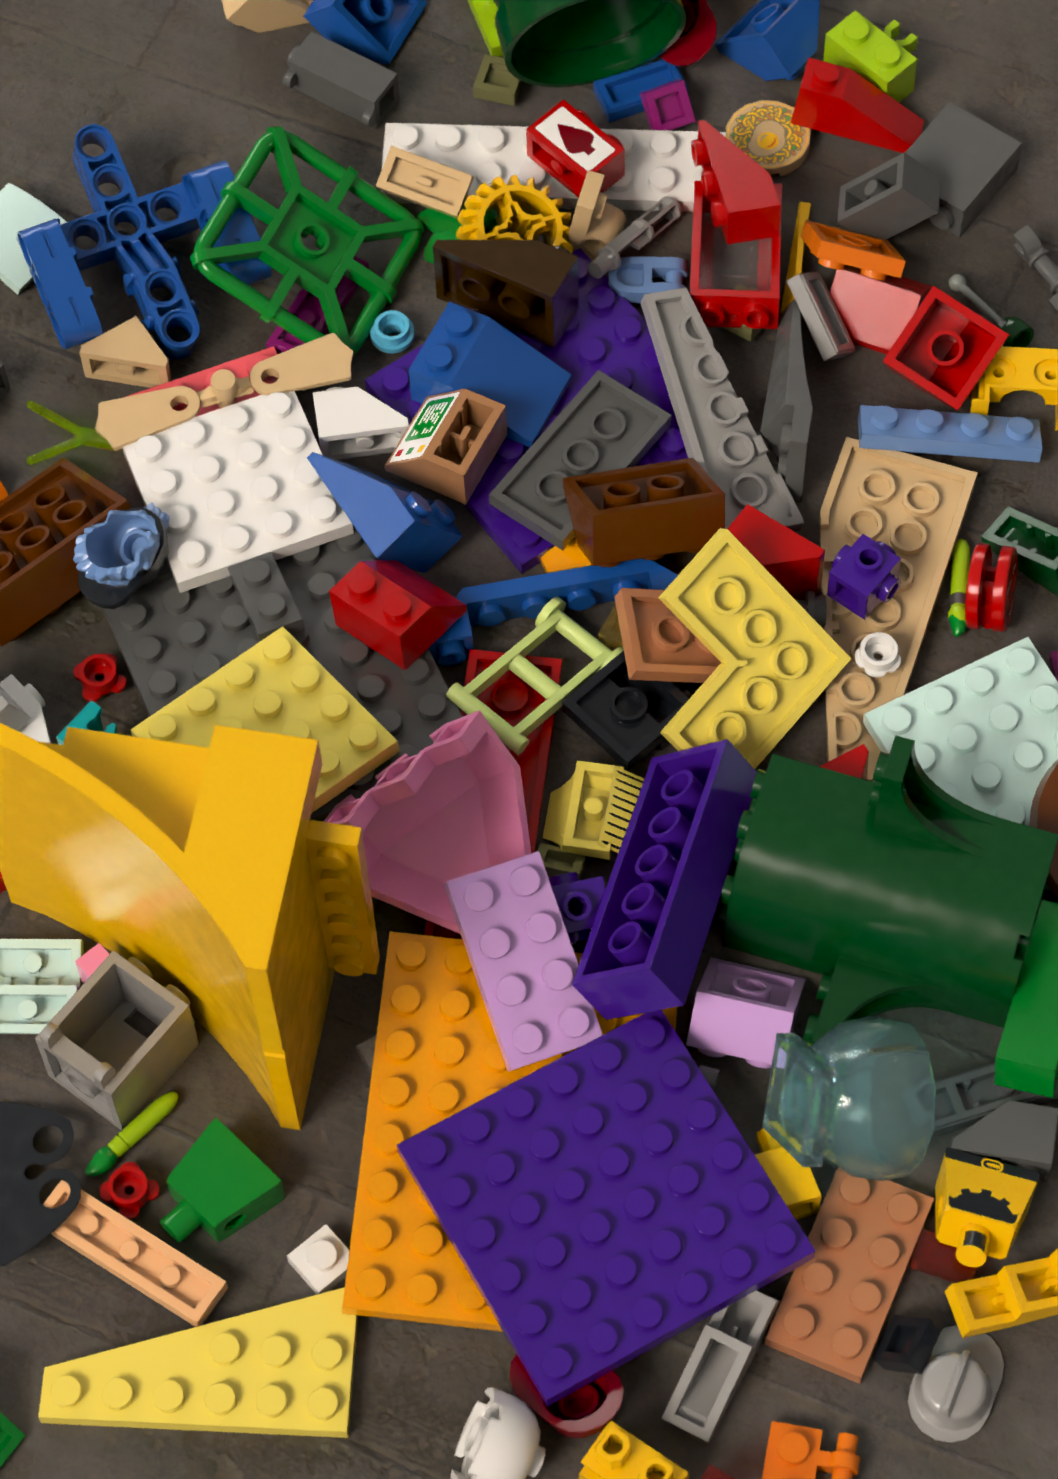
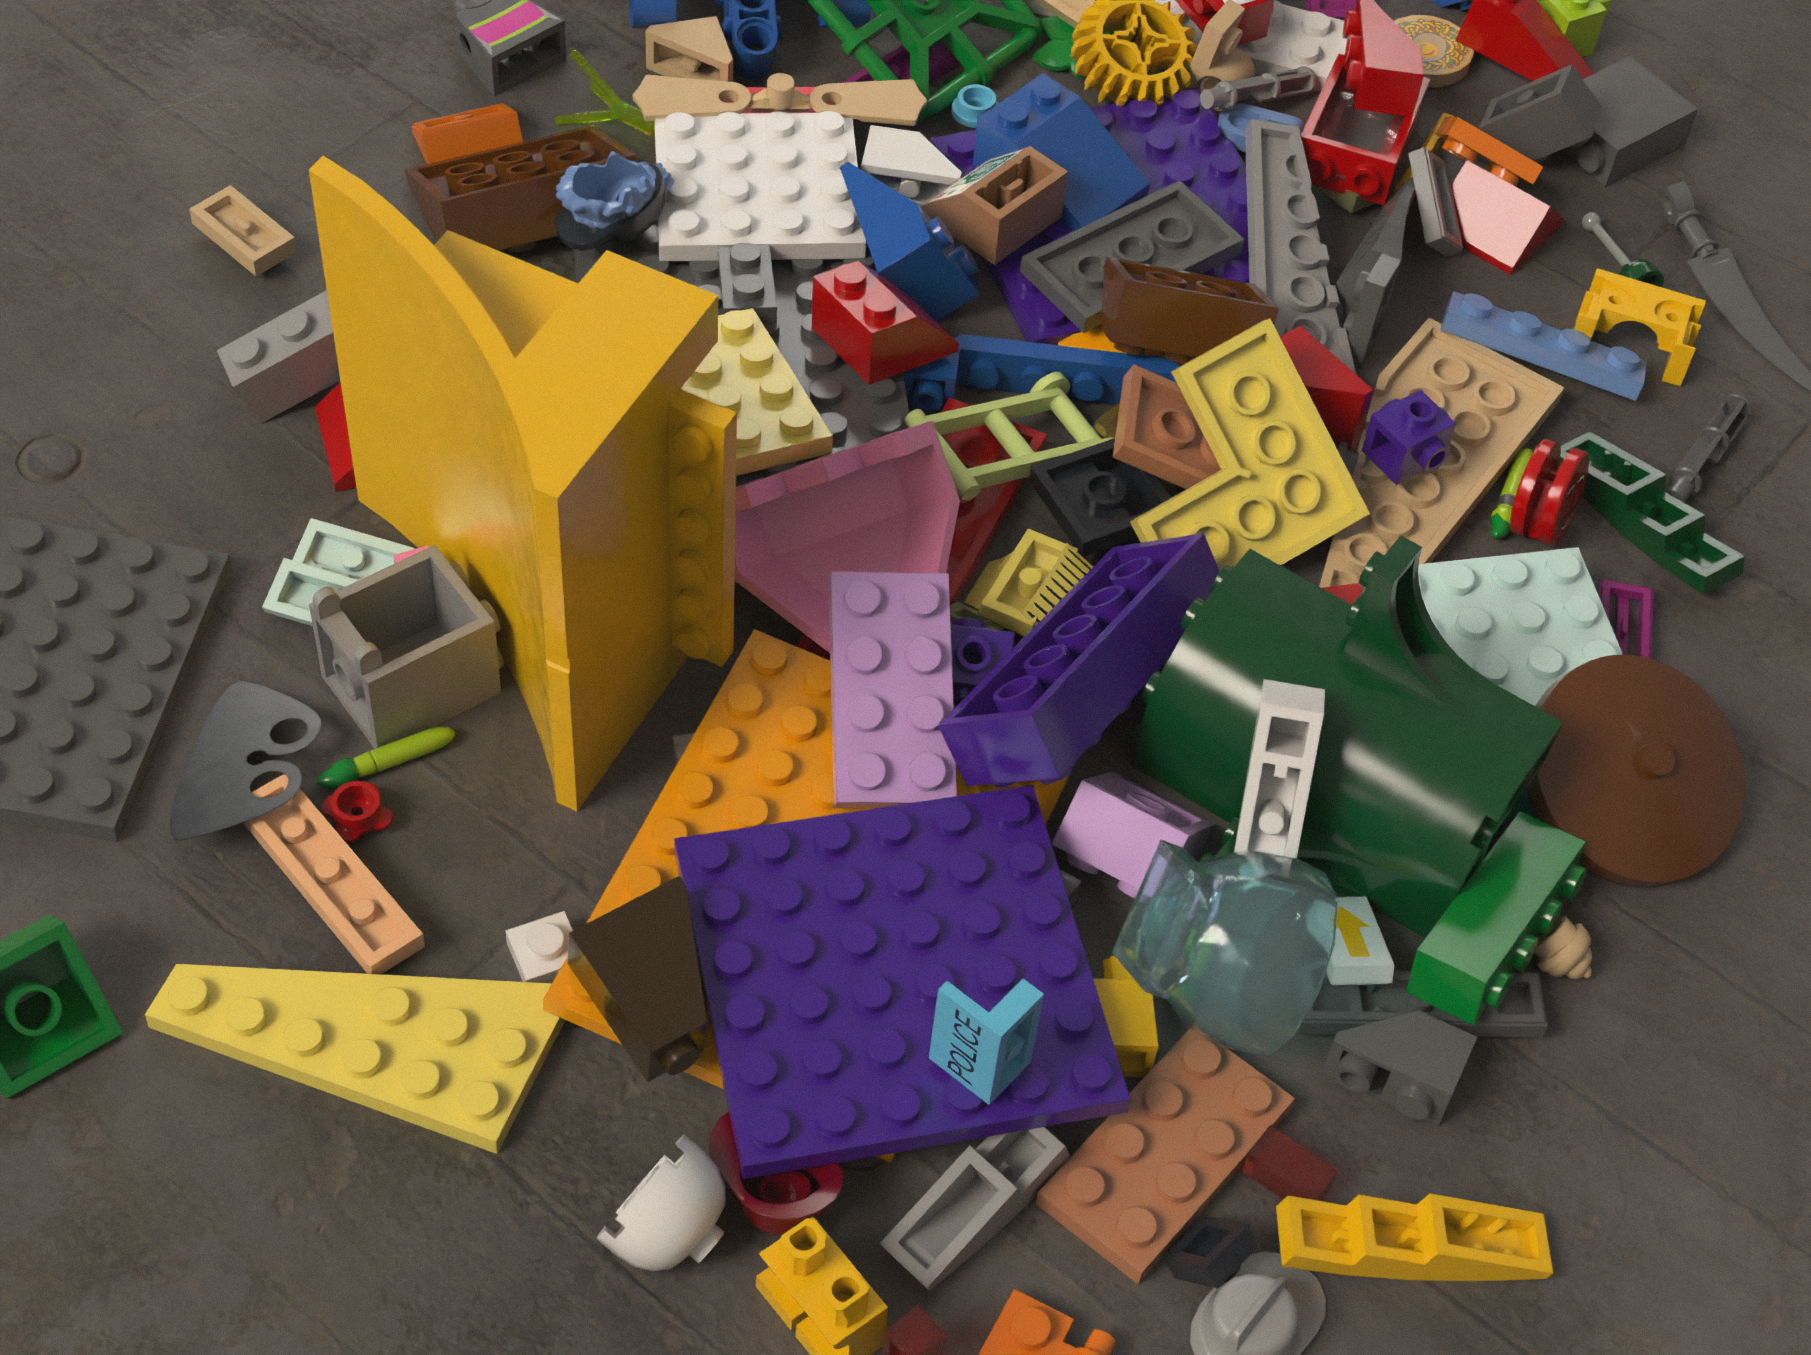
camera: 10 degrees right, 10 degrees down
(219, 1187) = (458, 835): green torso -> none
(420, 1271) = (646, 978): none -> dark brown slope
(512, 282) = (1120, 72): dark brown slope -> none
(694, 1258) = (981, 1046): none -> medium azure panel
(851, 945) = (1280, 768): none -> white slope
(880, 644) = (1401, 516): white plate -> none
(945, 349) = (1560, 258): red slope -> none
(949, 1057) = (1359, 947): none -> white tile
(981, 1205) = (1352, 1118): yellow torso -> none

